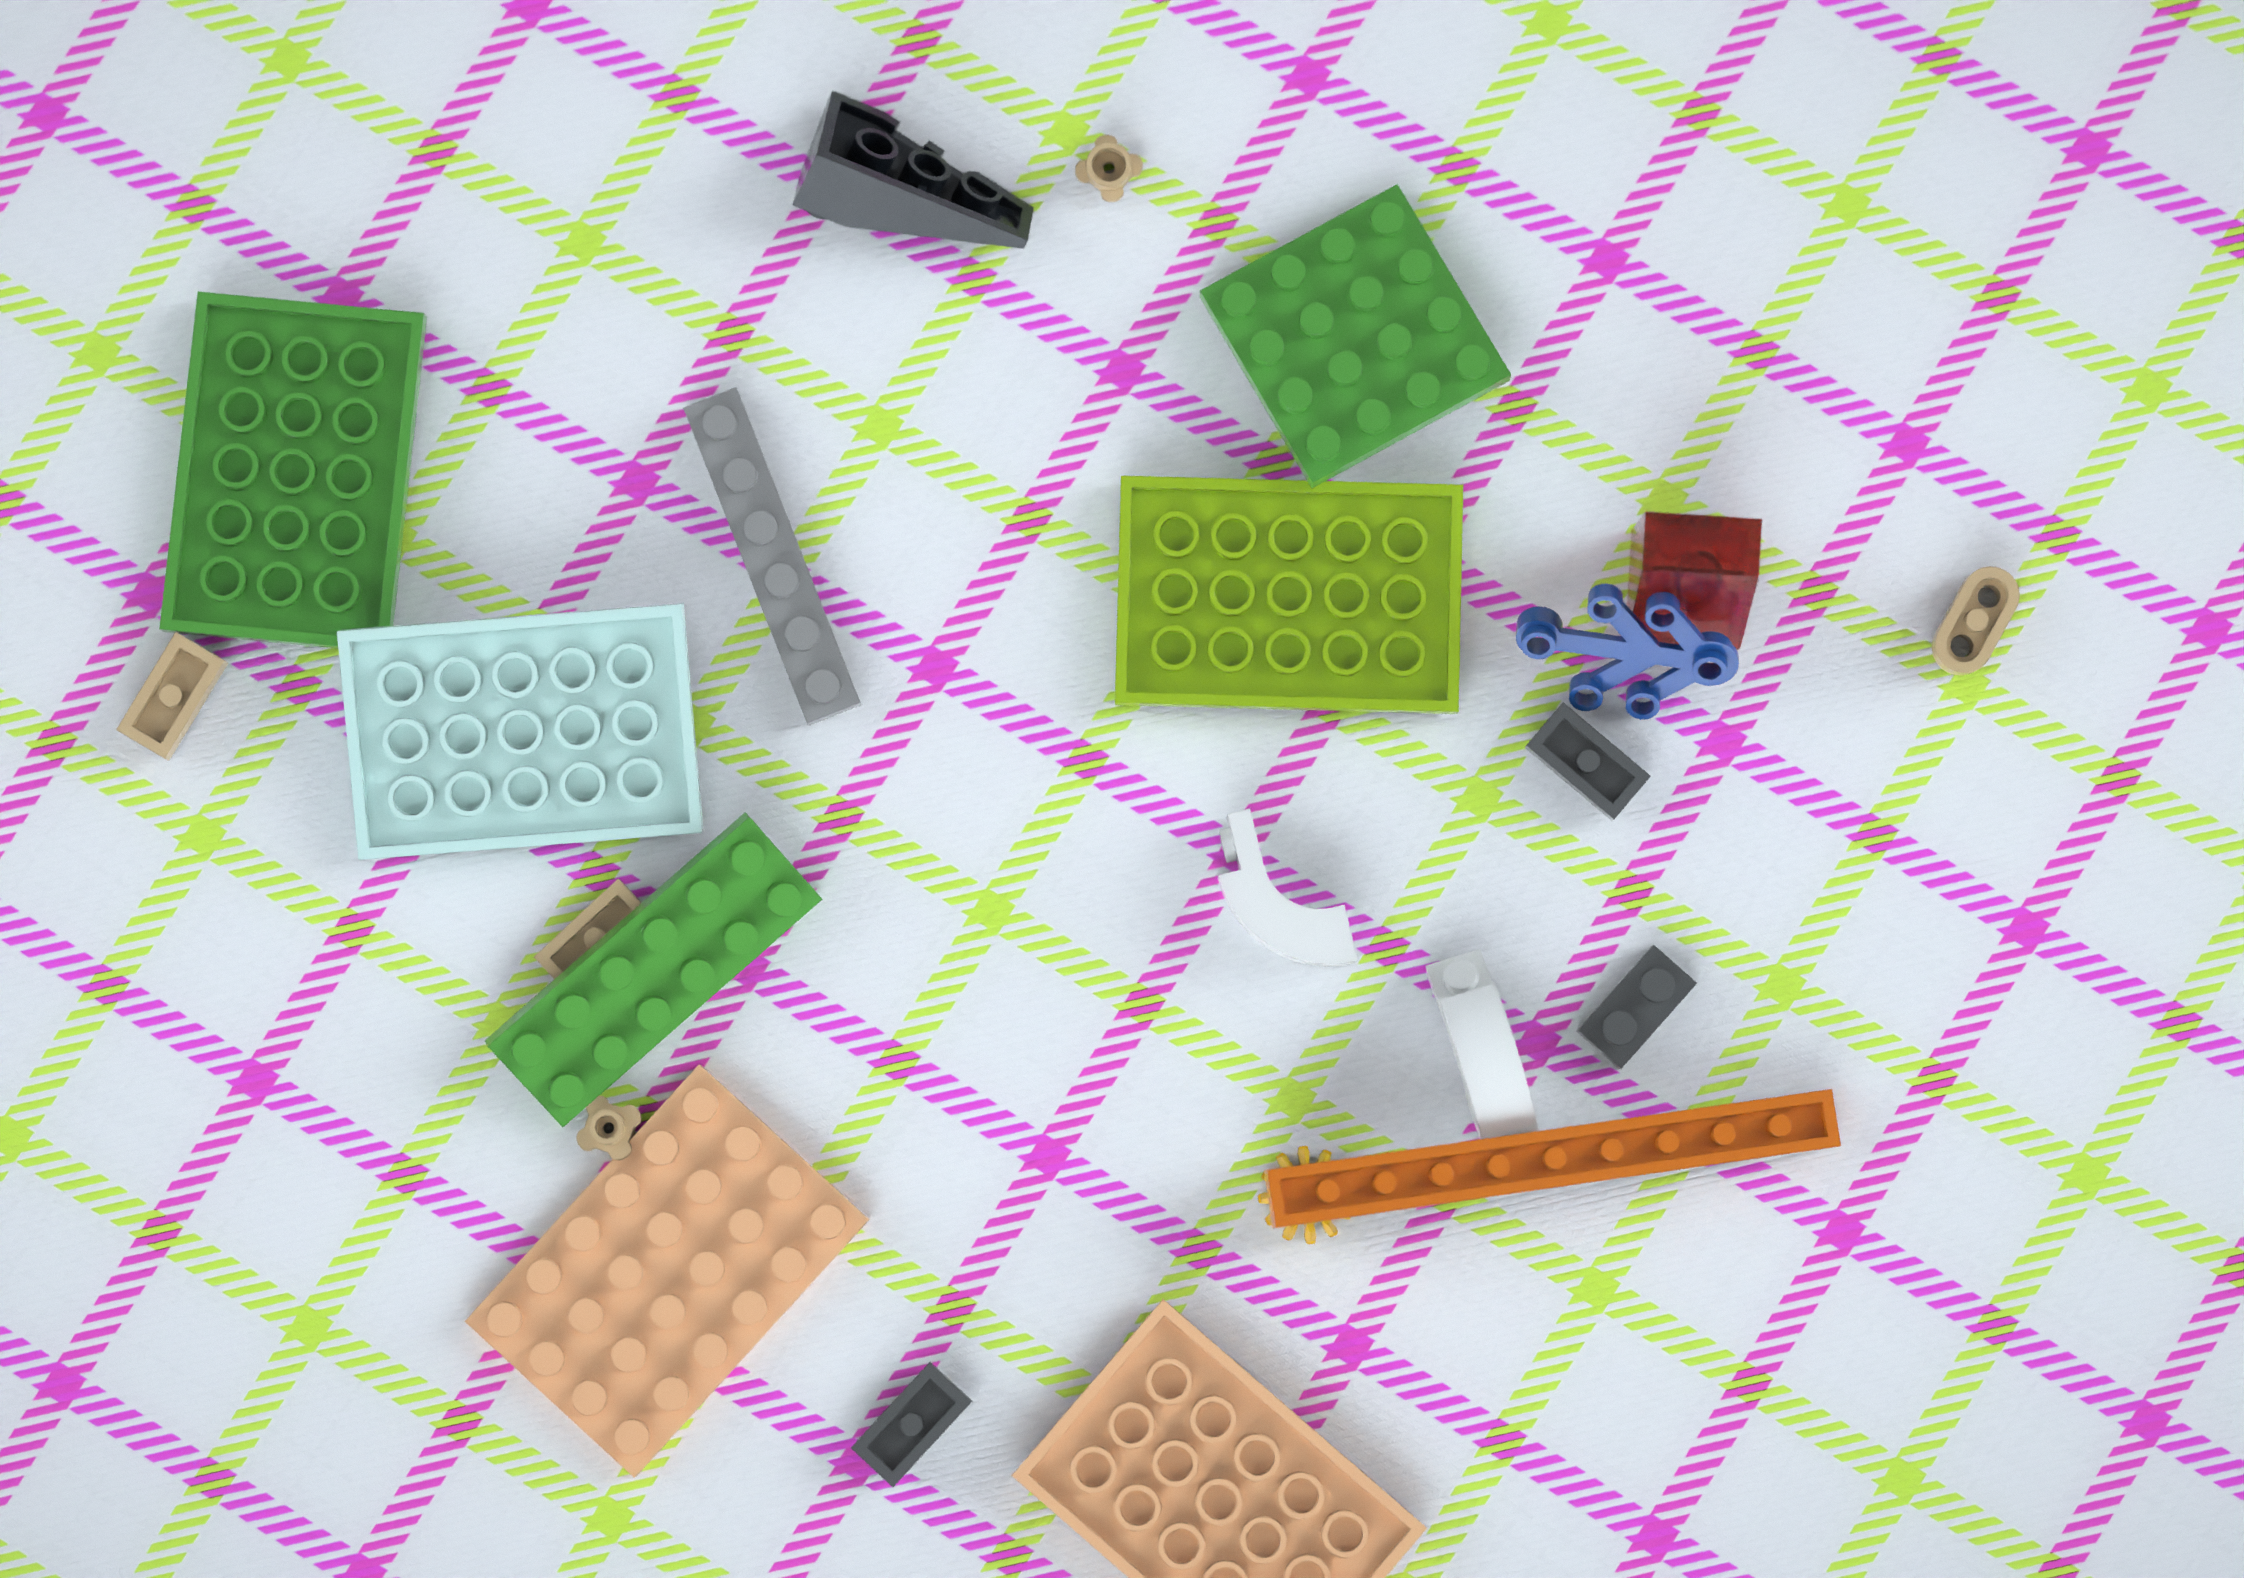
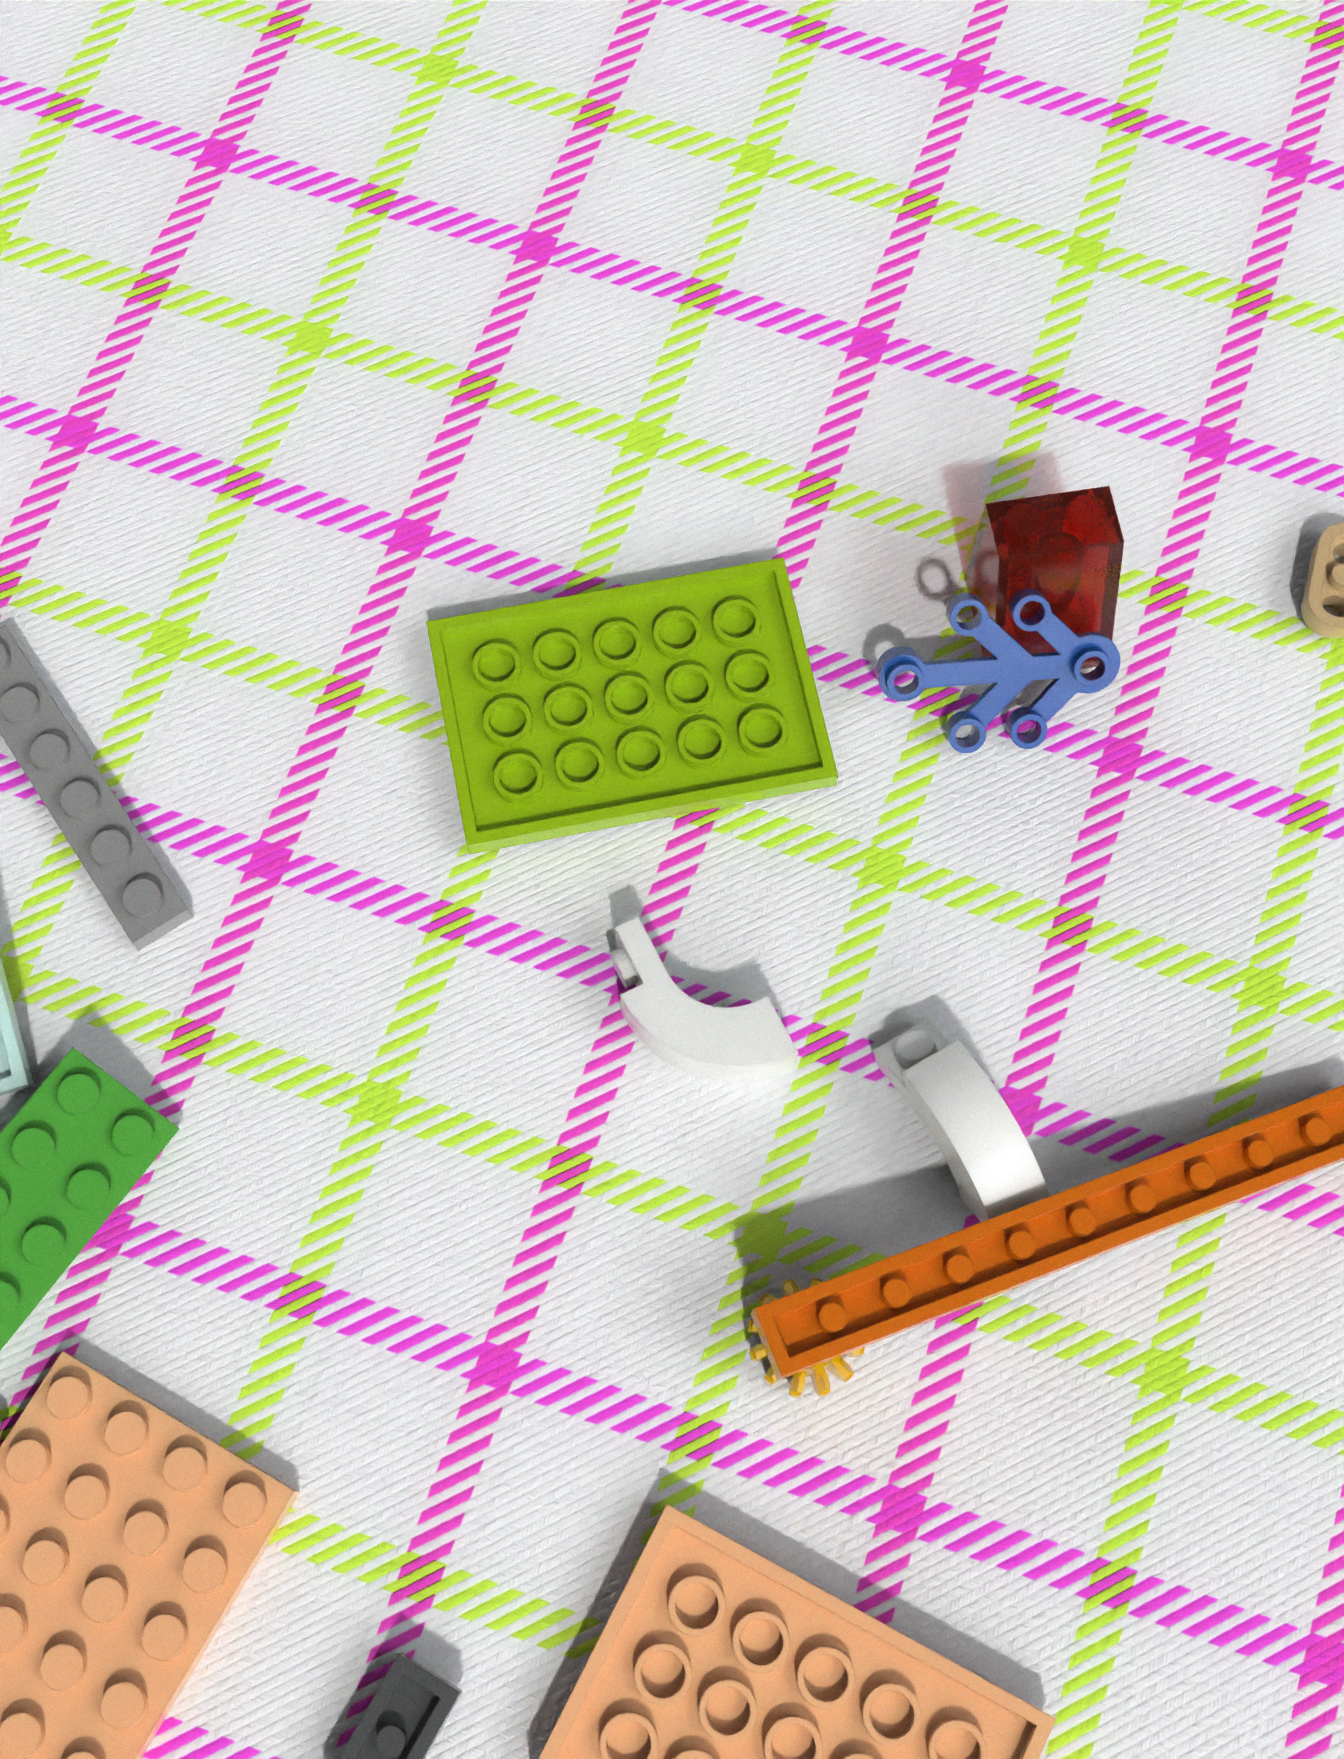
camera: 15 degrees left, 15 degrees down
(882, 181) = (106, 401): black wedge -> none
(1109, 152) = (356, 340): tan plate -> none
(1354, 335) = (637, 449): bright green plate -> none
(1587, 761) = (987, 799): dark grey plate -> none
(1636, 1007) = (1115, 1044): dark grey plate -> none

